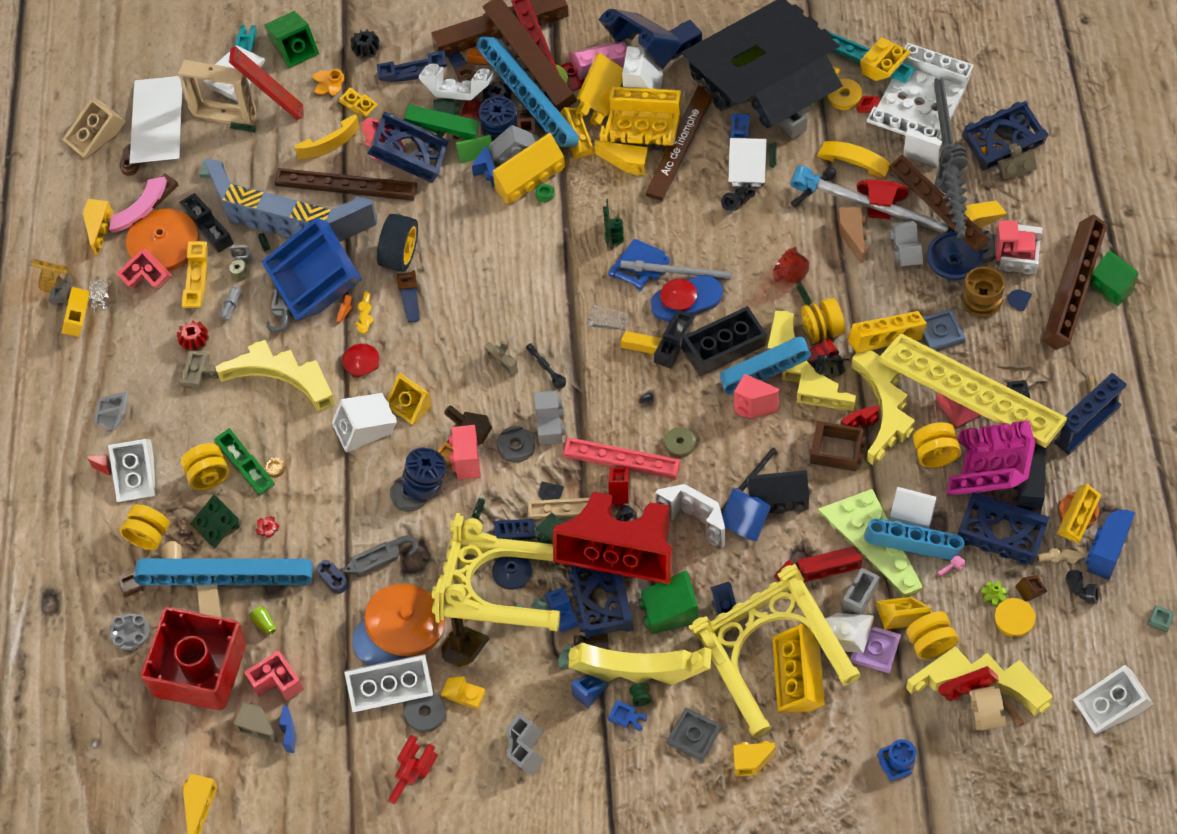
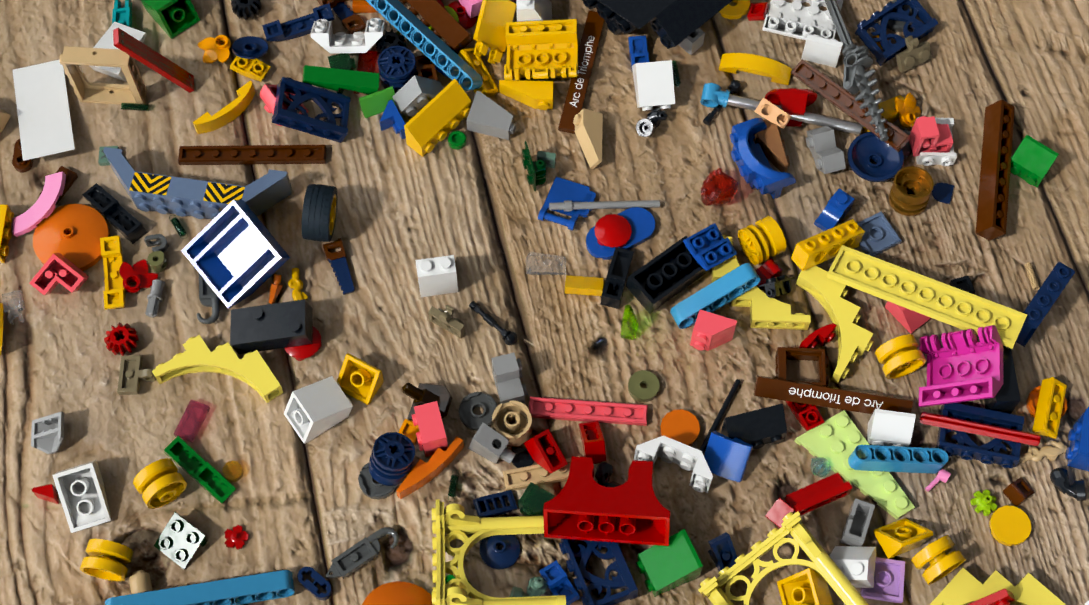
camera: 15 degrees left, 5 degrees up
(218, 279) = (137, 273): none -> red plate
(245, 417) = (191, 421): none -> clear pink tile
(334, 341) = (271, 326): none -> black brick
(361, 84) = (250, 47): none -> dark blue dish
(454, 491) = (425, 472): none -> orange slope
(499, 313) = (437, 276): none -> white slope
(520, 474) = (485, 441): none -> light grey torso
(544, 458) = (512, 412): none -> tan brick
(571, 486) = (546, 451): none -> red slope
(579, 175) = (489, 118): none -> light grey slope
(629, 220) = (549, 158): none -> sand green tile
(674, 201) = (589, 134): none -> tan slope
(676, 381) = (629, 324): none -> clear neon green slope
(708, 482) = (680, 426): none -> orange tile
(768, 319) = (709, 247): none -> blue slope
(807, 300) = (735, 214): clear green piece -> none
(830, 245) = (753, 162): none -> blue piece
(833, 485) = (806, 415): none -> red slope
(837, 538) = (820, 466): none -> clear light blue plate
(855, 472) = (828, 396): none -> reddish brown tile
(857, 200) = (772, 113): none -> light nougat leg
(905, 301) = (835, 210): none -> blue arch
(998, 213) = (907, 110): none -> light orange plate
(1001, 522) = (980, 429): none -> red axle

